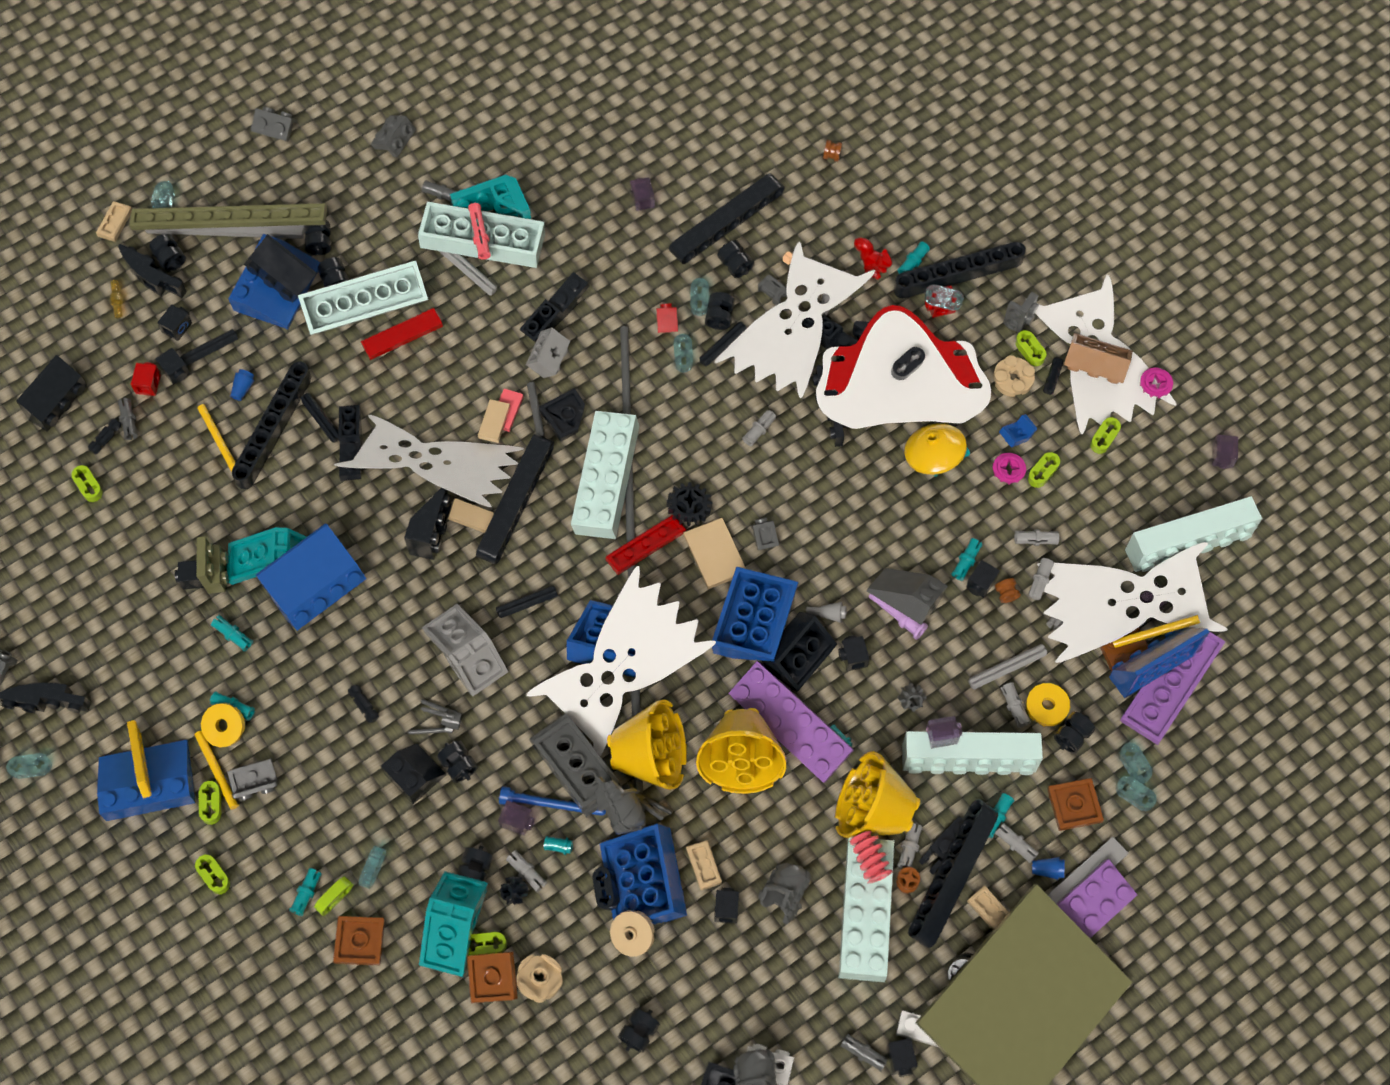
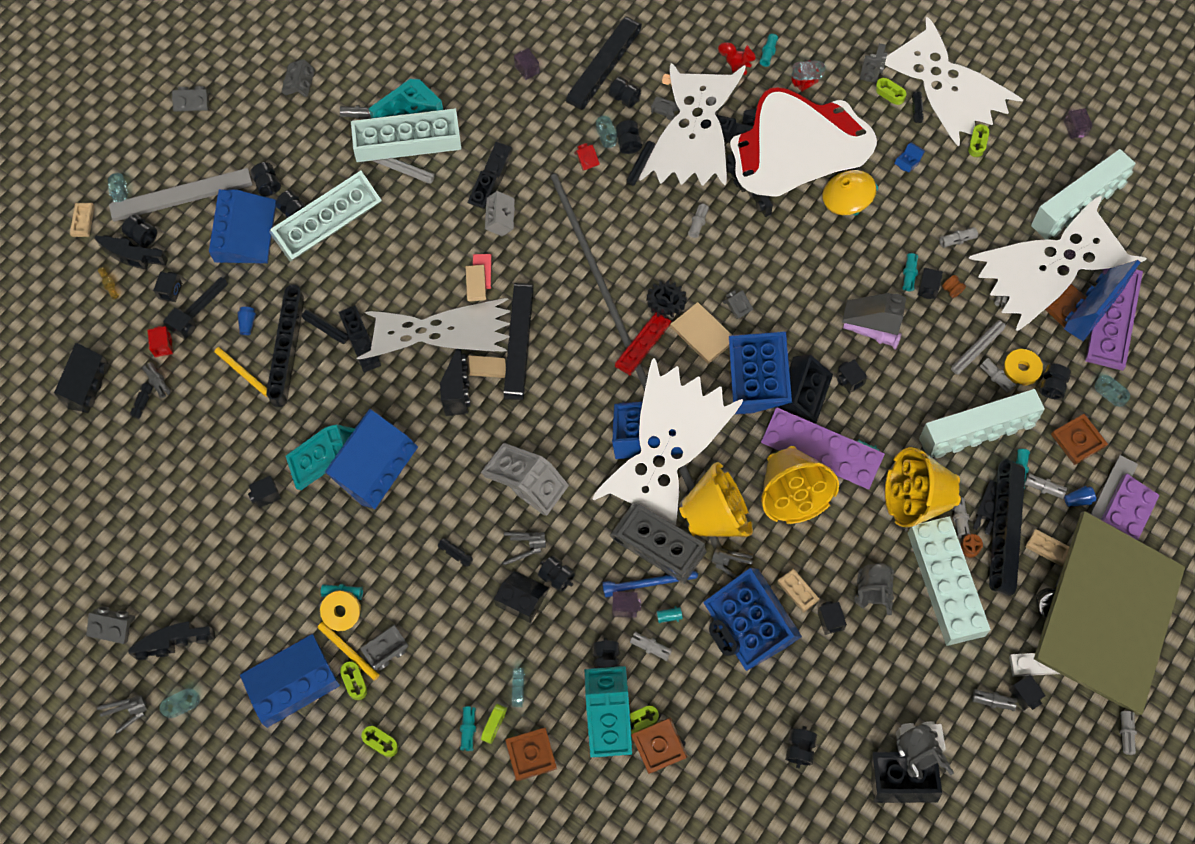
camera: 15 degrees left, 0 degrees up
(83, 486) = (143, 442): lime beam -> none
(139, 759) = (279, 663): yellow tile -> none
(211, 566) = (280, 479): olive plate -> none
(228, 216) = (182, 184): olive plate -> none
(232, 633) = (317, 530): teal pin -> none
(279, 268) = (245, 212): black slope -> none
(401, 334) = (368, 237): red tile -> none
(483, 249) = (408, 136): coral pin -> none
(514, 890) = (648, 665): black gear -> none
(526, 601) = (561, 422): black axle -> none
(535, 409) = (503, 259): dark grey bar -> none
(538, 965) = (696, 742): tan plate -> none
(564, 414) = (532, 259): black plate -> none
(605, 475) = (587, 297): light aqua brick -> none
(620, 805) = (714, 563): dark grey helmet -> none
(642, 932) = (763, 657): tan plate -> none
(678, 353) = (607, 182): clear light blue beam -> none
(831, 611) = (819, 348): light grey cone -> none
(870, 857) = (940, 535): coral piece -> none
(905, 360) = (799, 129): black beam -> none
(911, 697) = (913, 396): dark grey gear -> none
(943, 732) = (958, 413): clear purple brick -> none
(967, 263) = (809, 46): black beam -> none
(1016, 463) = (917, 184): dark pink gear -> none
(1017, 366) = (890, 109): tan plate -> none
(1041, 579) = (978, 267): light grey axle -> none
(1047, 472) = (939, 182): lime beam -> none
(1098, 358) = (949, 82): medium nougat slope -> none
(1132, 797) = (1123, 414): clear light blue beam -> none
(1157, 631) = (1091, 277): yellow bar -> none
(1160, 376) = (1003, 82): dark pink gear -> none

